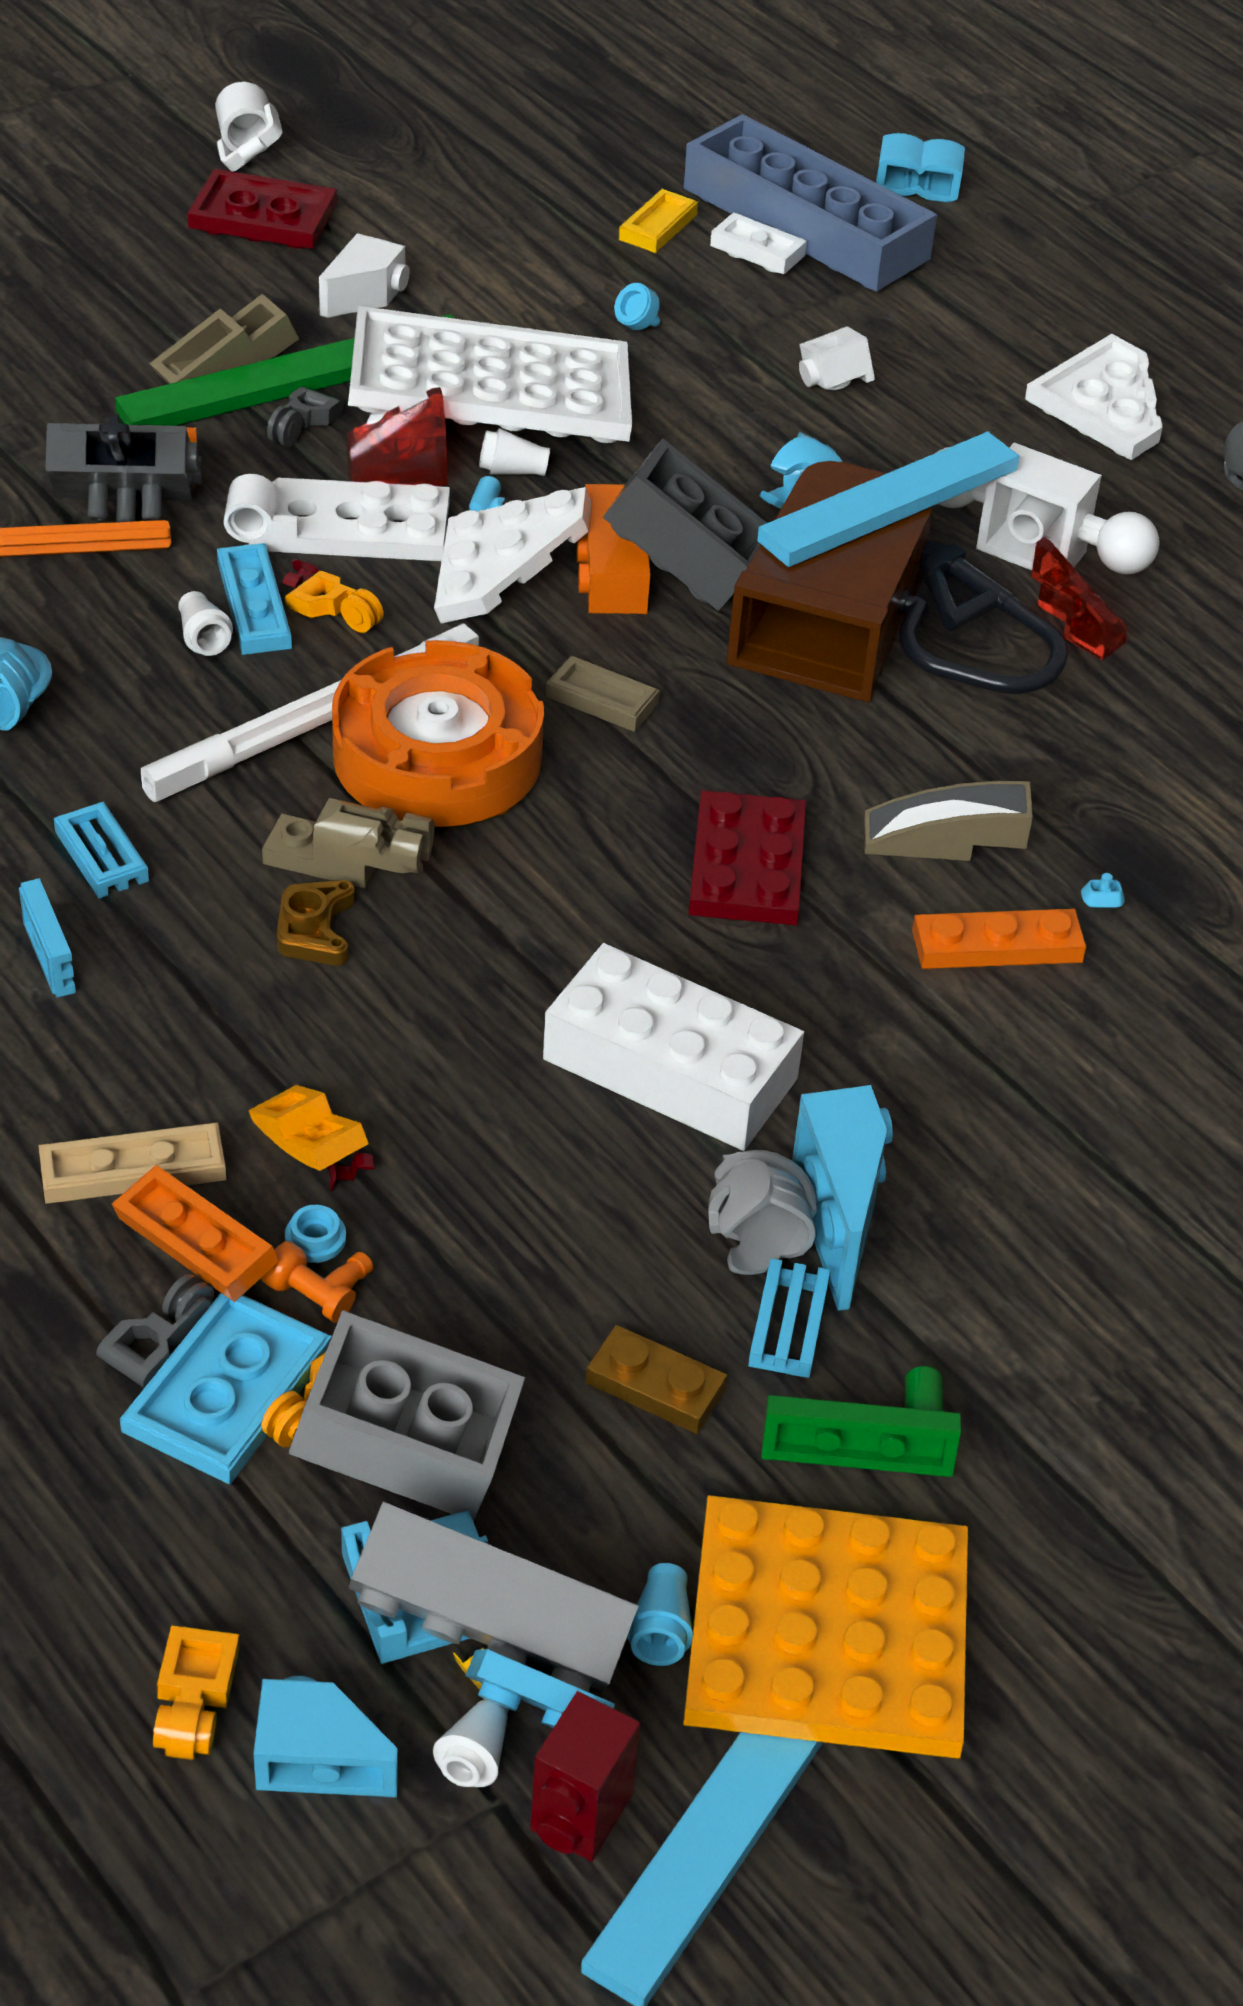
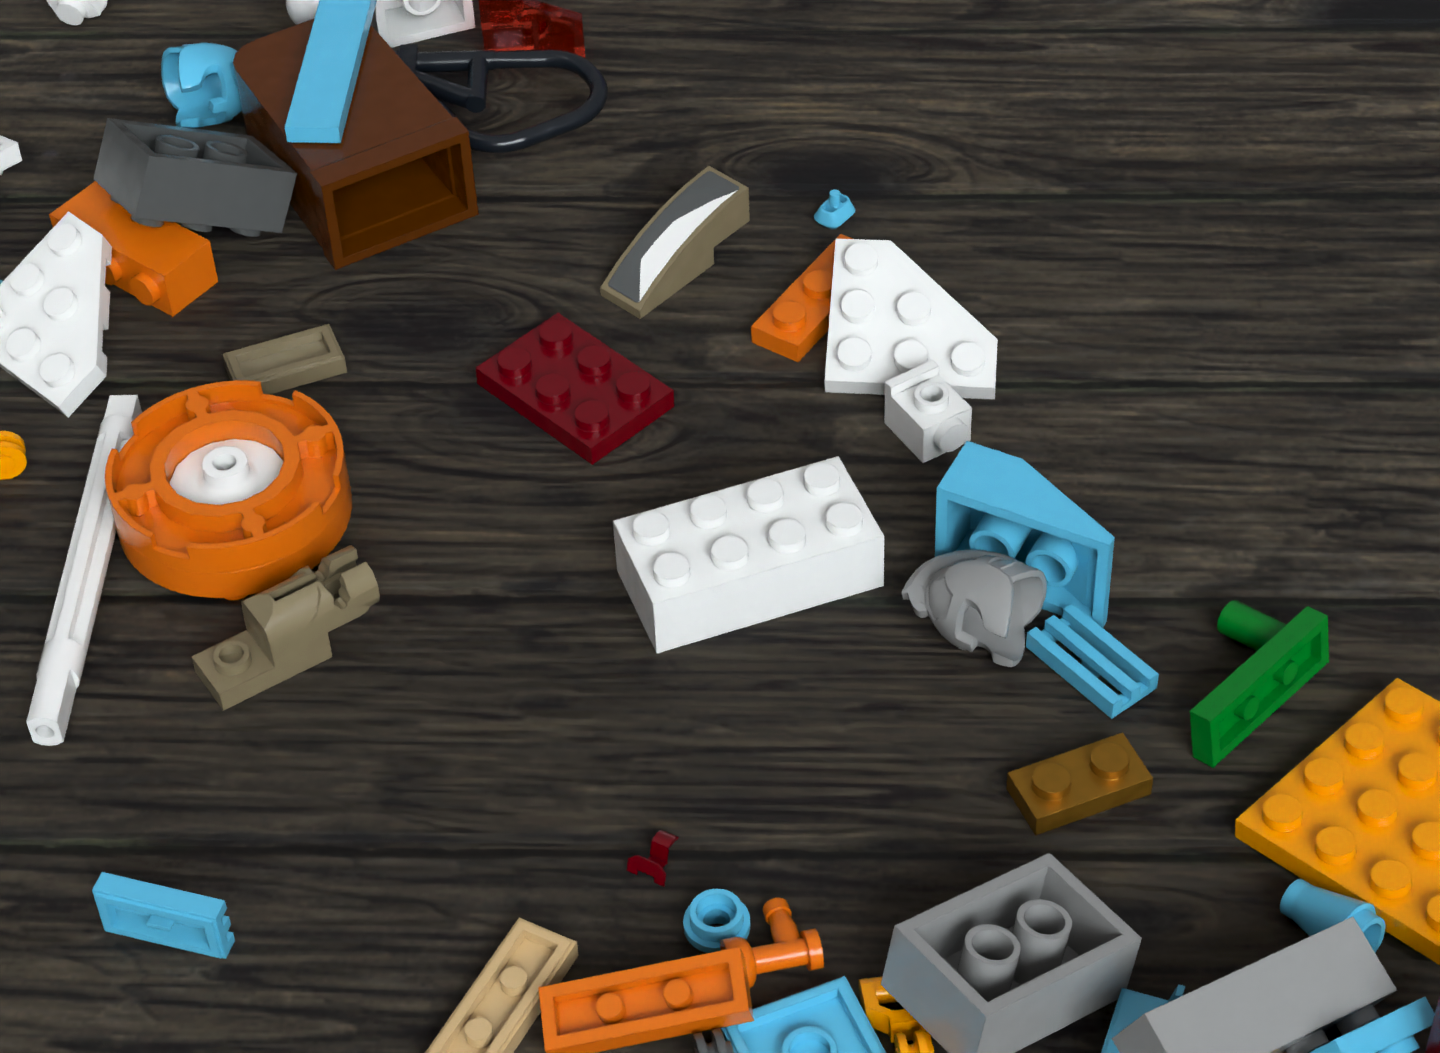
camera: 45 degrees left, 0 degrees up
(114, 875) = (77, 825): medium azure tile -> none
(306, 1128) = (580, 859): light orange slope -> none
(307, 919) = (338, 721): pearl gold piece -> none
(936, 1067) = (926, 412): none -> white brick
(1004, 1001) = (896, 318): none -> white plate

